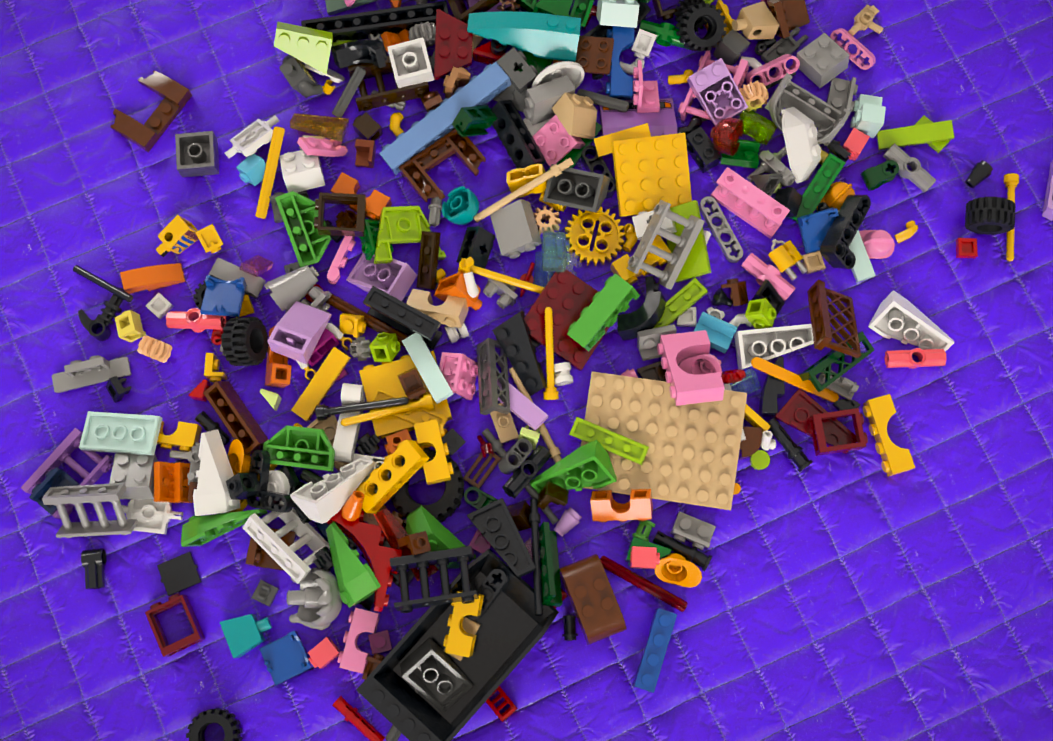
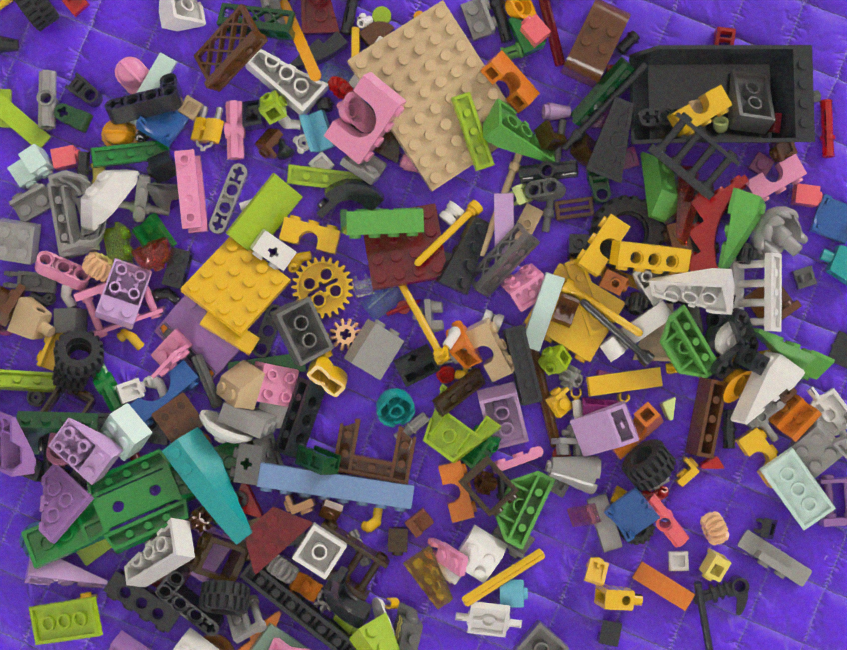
camera: 130 degrees left, 10 degrees up
(158, 209) = (609, 633): none -> black panel
(349, 92) = (382, 581): dark grey axle -> none
(352, 508) = (696, 262): orange cone -> none
(396, 675) = (775, 128): none -> dark red tile
(416, 542) = (680, 191): reddish brown bracket -> none
(438, 634) = (720, 124): none -> yellowish green hinge
(449, 264) = (445, 374): none -> red plate
(485, 447) = (558, 218): dark red hand -> none
(555, 170) = (305, 356): tan bar -> none
(555, 251) = (366, 301): clear light blue brick -> none
(681, 251) = (279, 208): light grey fence -> none
(729, 357) = (325, 104): none -> black plate
(896, 199) = (82, 89): none -> black piece
(908, 233) = (95, 57): yellow arm -> none

